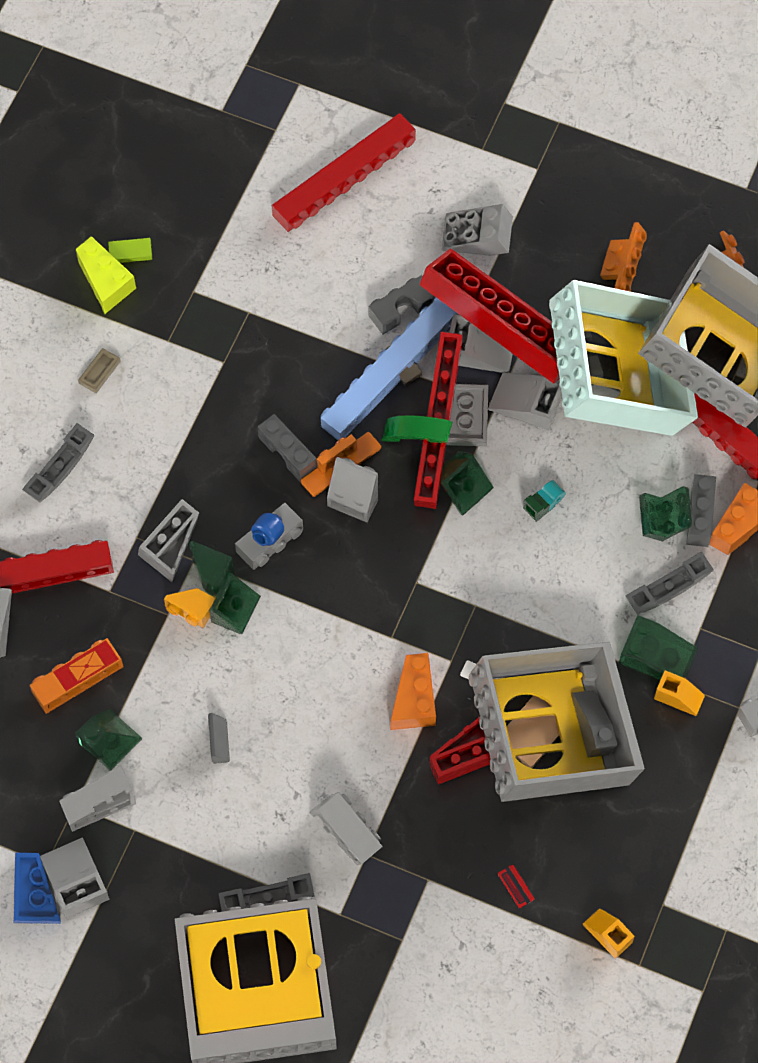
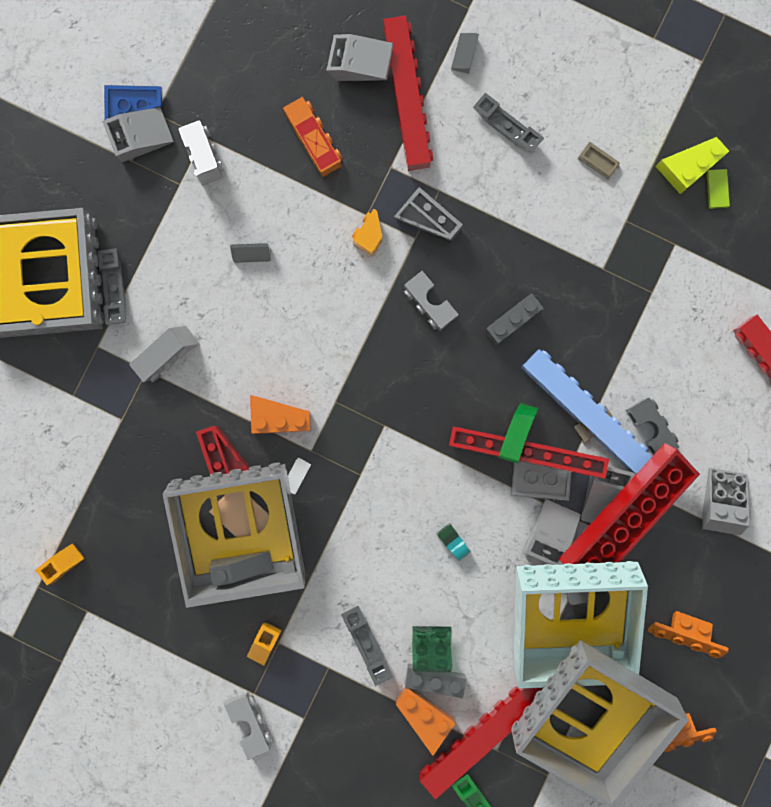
camera: 90 degrees right, 20 degrees up
(107, 738) = (257, 162): clear green slope -> none
(211, 567) = (399, 249): clear green slope -> none
(233, 604) = (368, 269): clear green slope -> none
(267, 529) = (429, 297): blue head -> none
(348, 447) = (498, 365): orange bracket -> none
(353, 489) = (463, 375): light grey slope -> none
(464, 481) = (473, 471): clear green slope -> none
(516, 886) = (111, 491): sticker -> none
(656, 649) = (305, 629): clear green slope -> none

